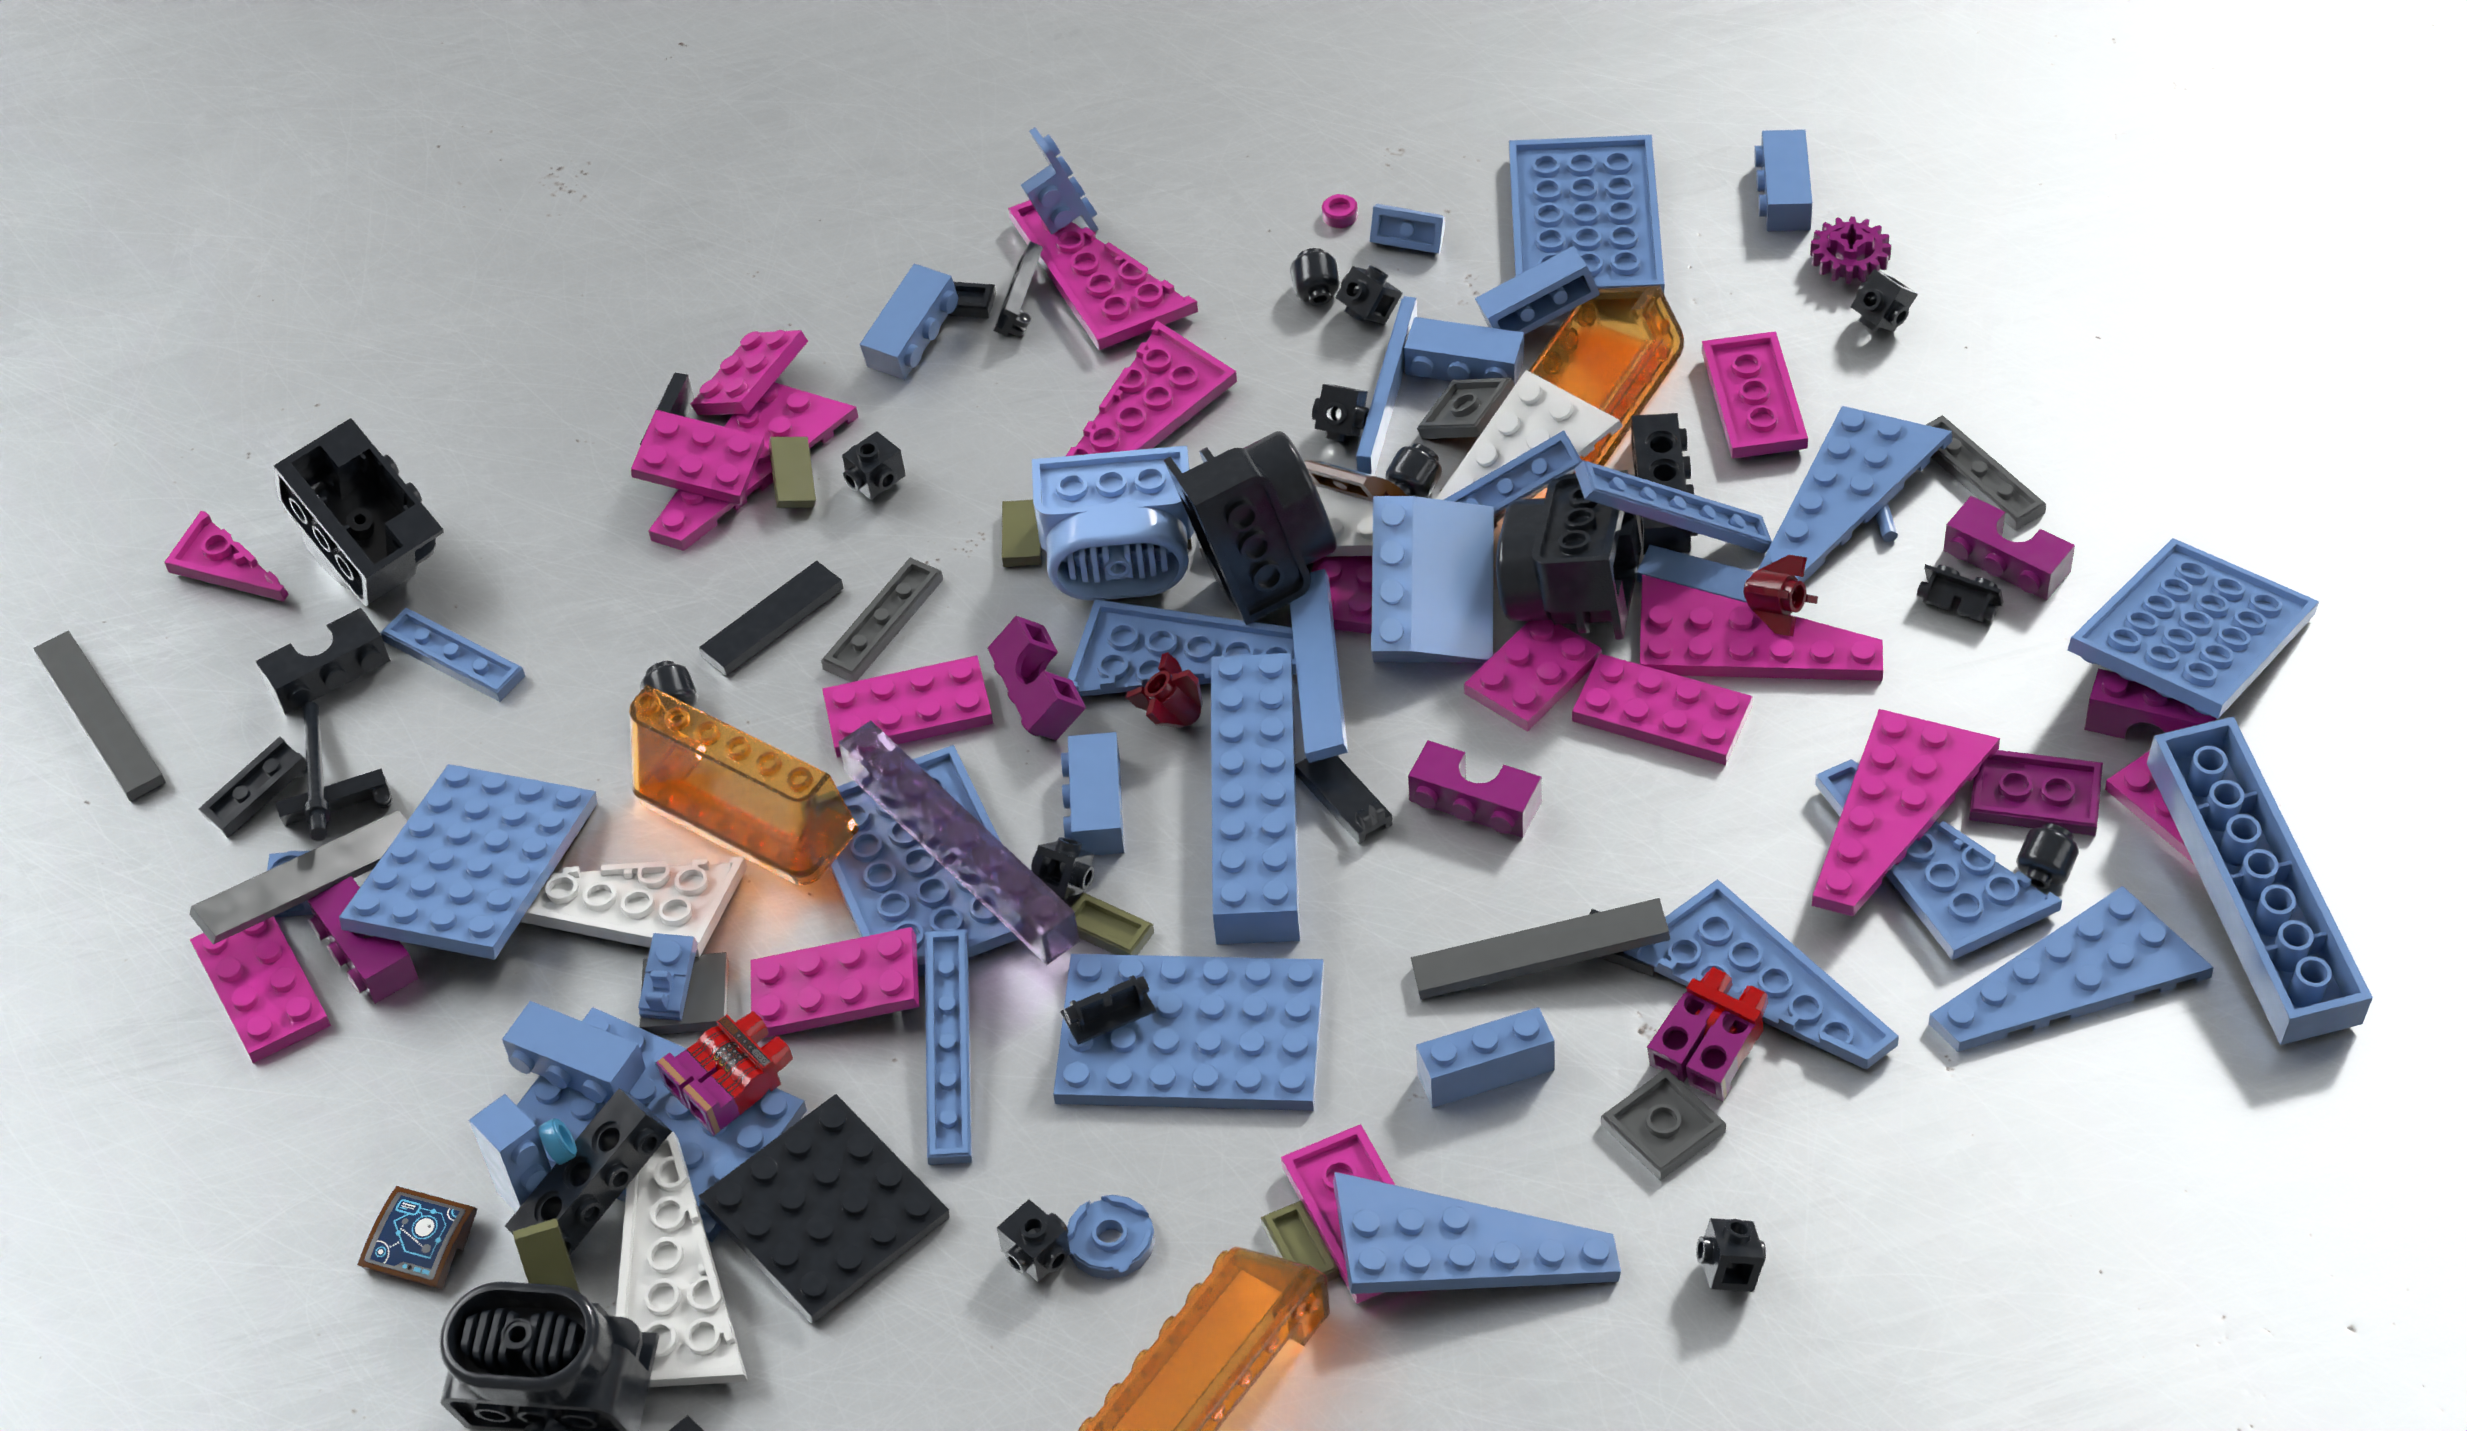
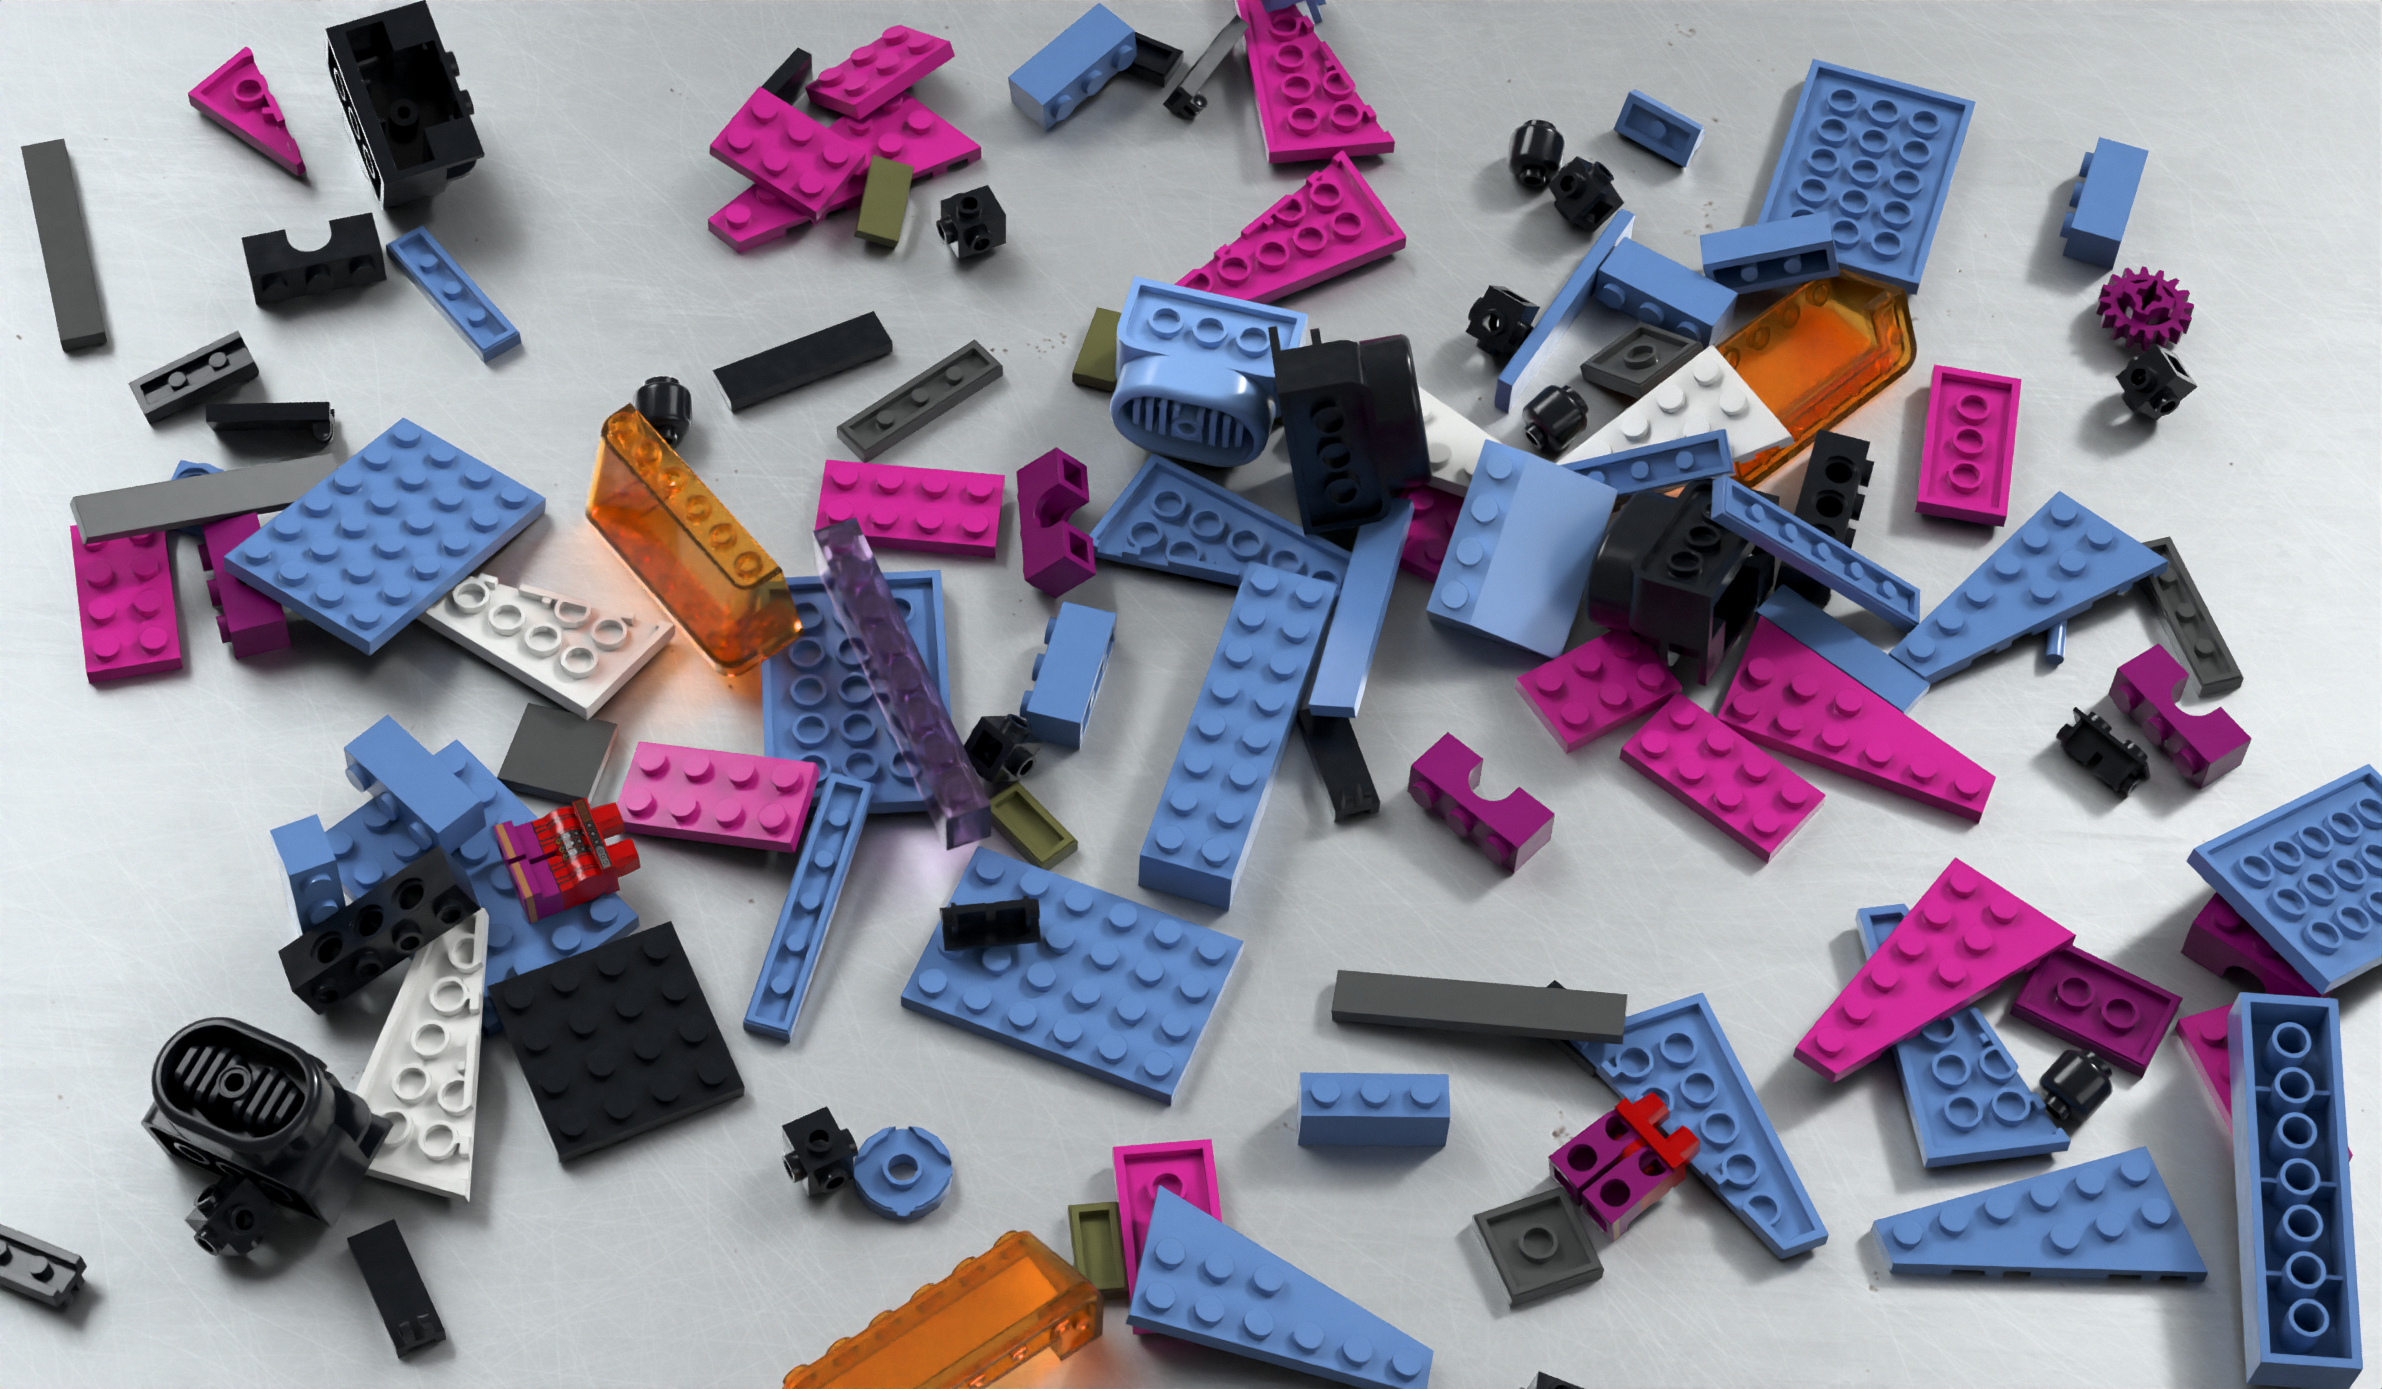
camera: 10 degrees right, 5 degrees up
(316, 808) = (244, 426): black bar -> none
(417, 1237) = (188, 931): slope -> none
(545, 1255) = (306, 1006): olive tile -> none
(557, 1141) = (357, 881): dark azure tile -> none
(667, 976) = (544, 732): medium blue plate -> none
(1170, 695) = (1190, 590): dark red brick -> none
(1339, 211) = (1595, 82): dark pink tile -> none
(1350, 481) = (1481, 410): reddish brown slope -> none
(1776, 593) = (1897, 687): dark red brick -> none

